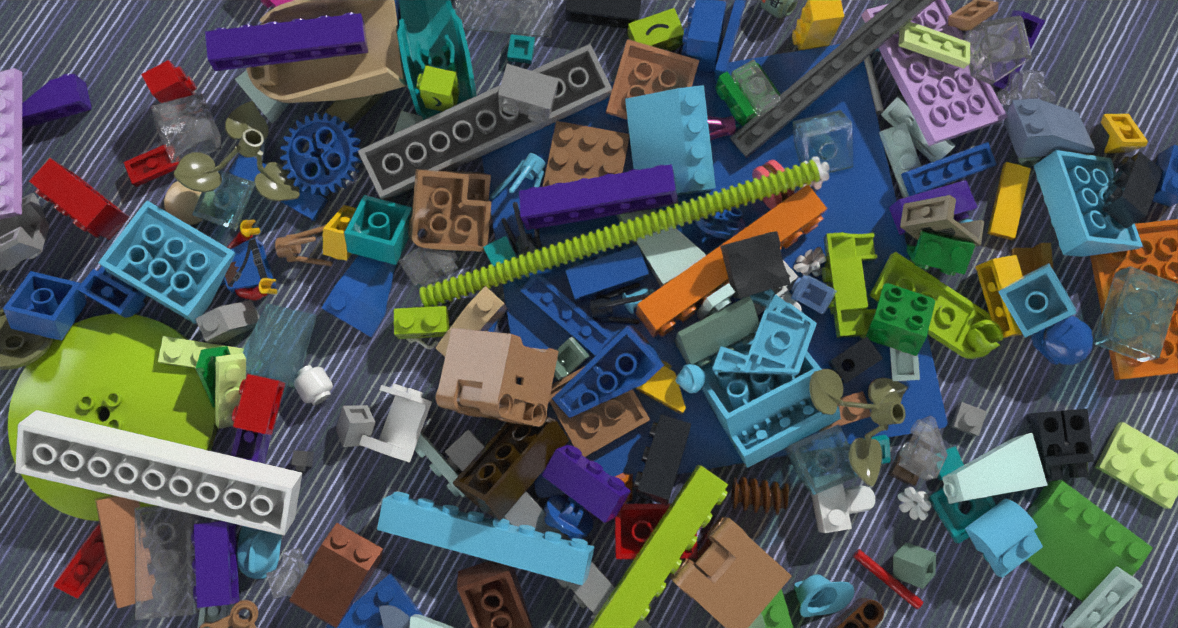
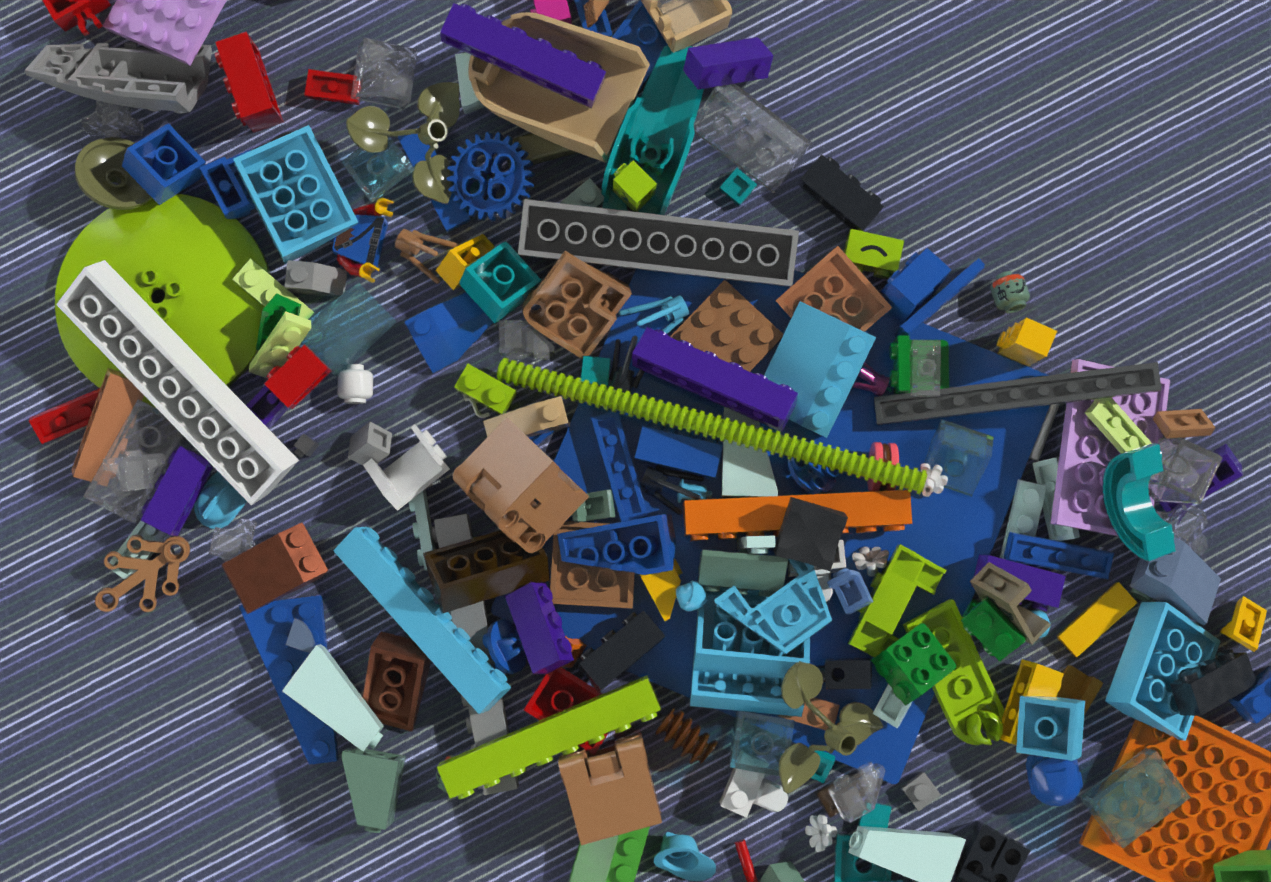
camera: 30 degrees right, 5 degrees up
(166, 567) = (135, 469): none -> clear brick
(168, 82) = (393, 23): red brick -> none
(181, 203) = (336, 141): tan dish -> none
(527, 93) = (708, 246): light grey brick -> none
(977, 93) = (1130, 506): none -> teal brick

